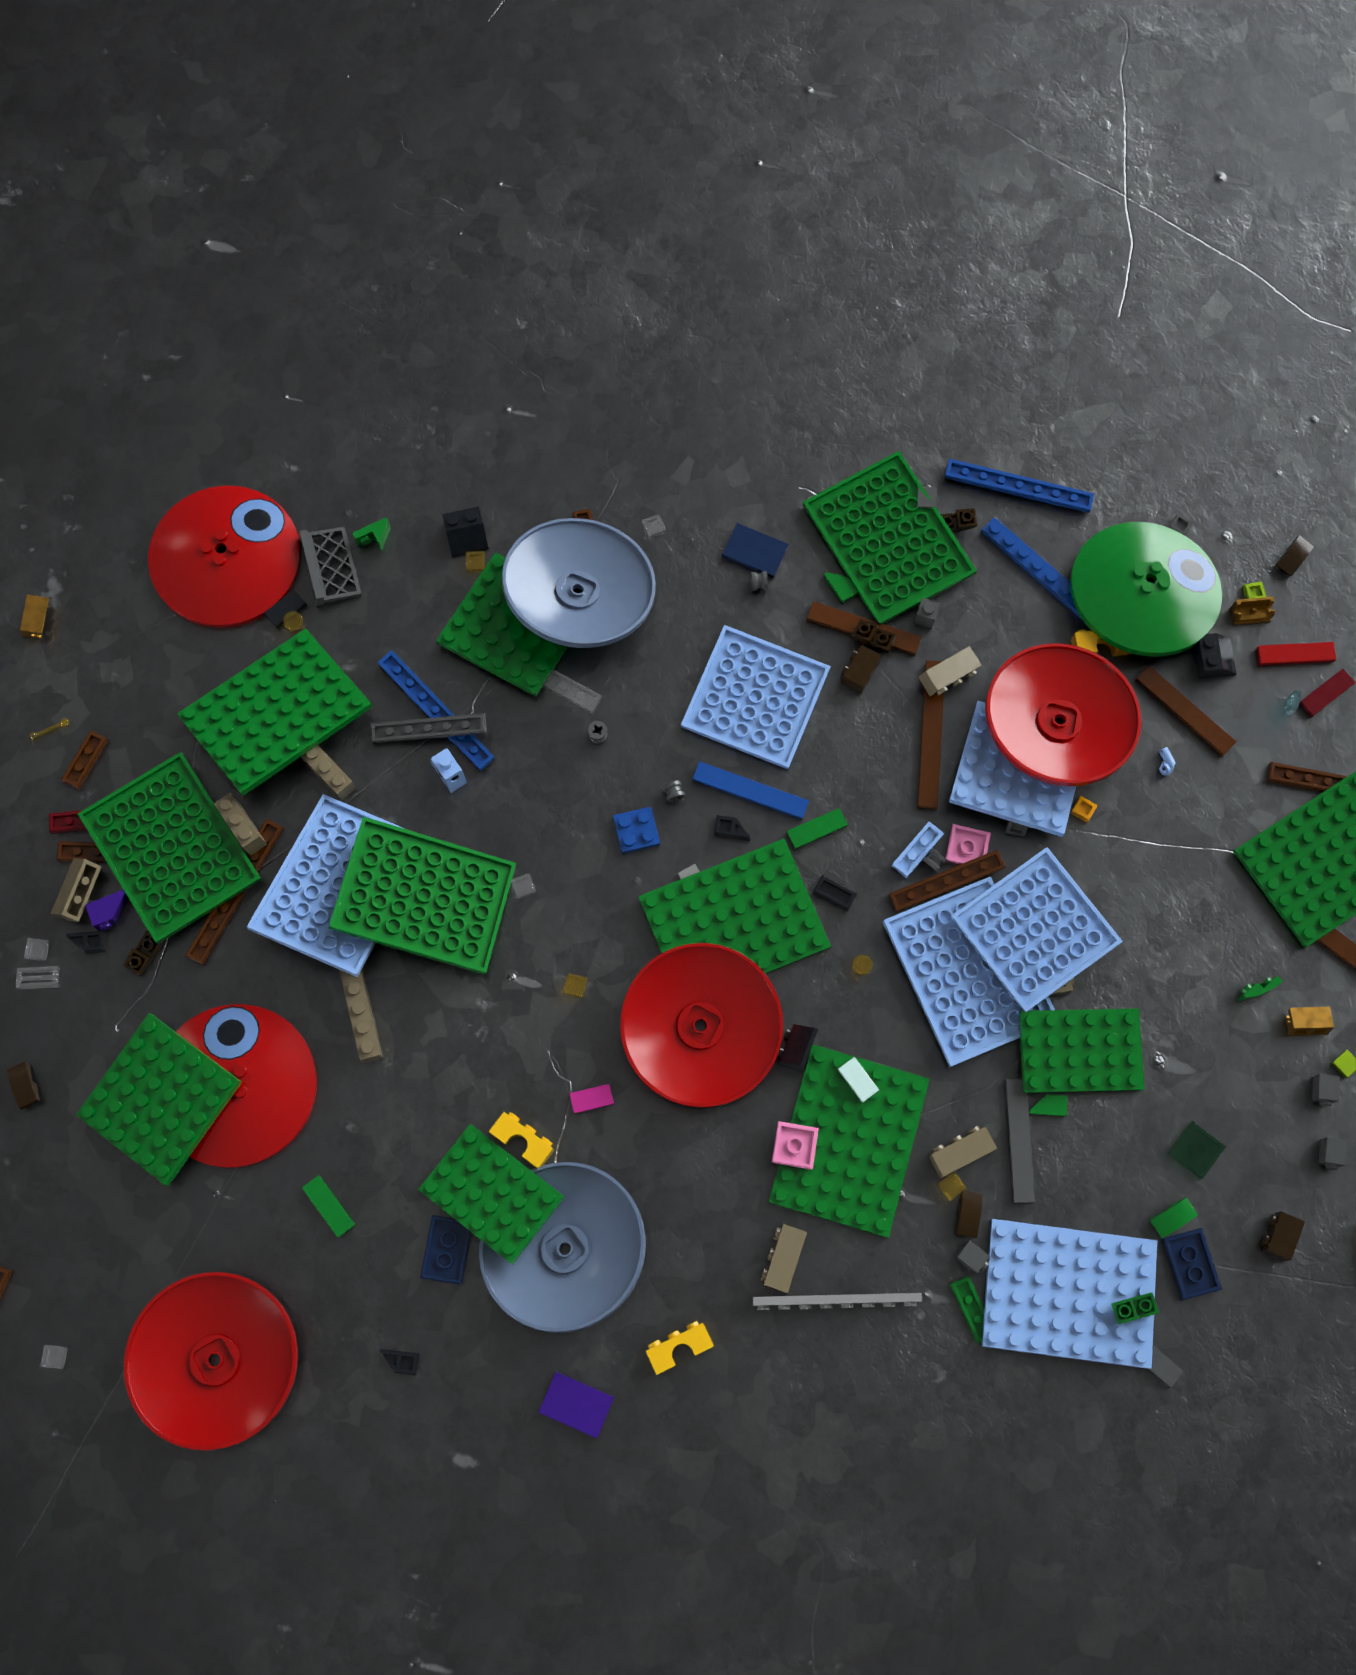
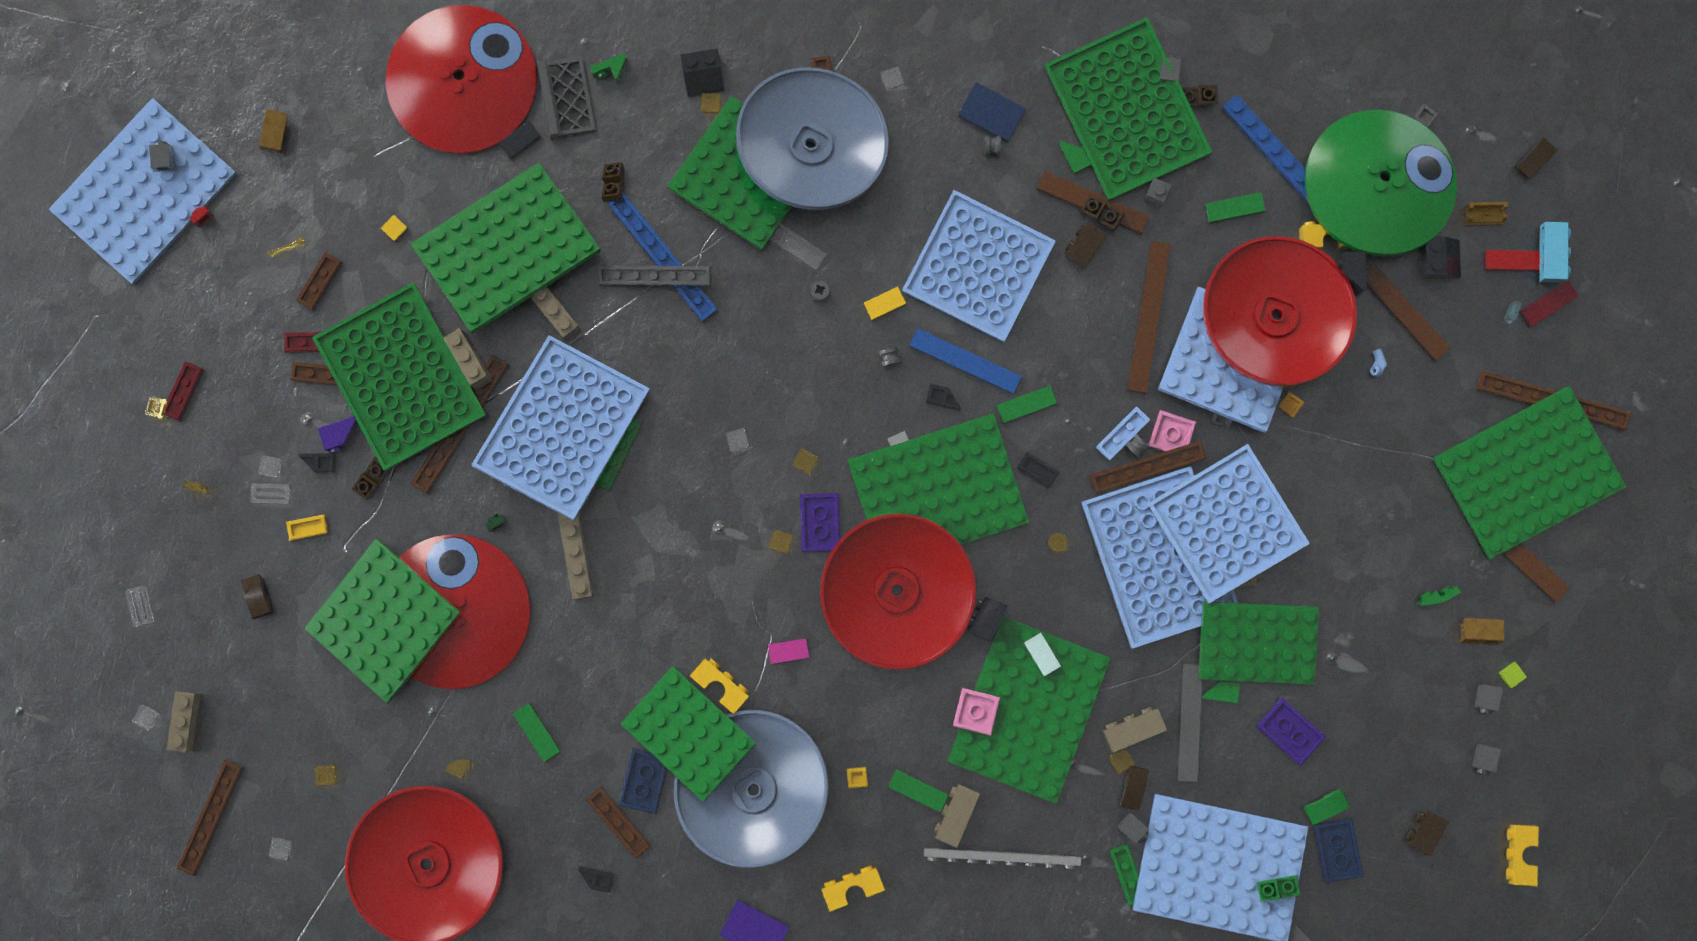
camera: 10 degrees right, 10 degrees up
(76, 889) = (309, 412): dark tan brick -> none
(77, 1009) = (307, 527): none -> yellow tile
(101, 1271) = (325, 775): none -> clear yellow tile
(160, 702) = (394, 228): none -> yellow tile
(245, 1251) = (458, 767): none -> clear yellow tile
(275, 988) = (495, 522): none -> dark green plate
(293, 620) = (526, 153): clear yellow tile -> none
(382, 641) = (613, 182): none -> dark brown slope
(421, 1297) = (618, 822): none -> reddish brown tile
(423, 895) = (640, 445): green plate -> none
(448, 768) = (672, 320): light blue torso -> none
(594, 902) = (804, 461): none -> clear yellow tile
(614, 962) = (819, 522): none -> dark purple tile
(636, 830) = (850, 392): blue plate -> none
(664, 740) = (884, 303): none -> yellow tile
(674, 1227) = (857, 777): none -> yellow tile
(740, 1236) = (918, 790): none -> green tile
(950, 672) = (1173, 256): dark tan brick -> none
(1005, 623) = (1235, 207): none -> green tile
(1019, 485) = (1266, 62): blue plate -> none
(1125, 1141) = (1290, 731): none -> dark purple tile
(1132, 668) = (1354, 269): none -> black slope
(1196, 1150) = (1357, 745): clear green tile -> none
(1254, 590) = (1491, 192): lime tile -> none
(1326, 641) = (1554, 252): none -> medium azure brick

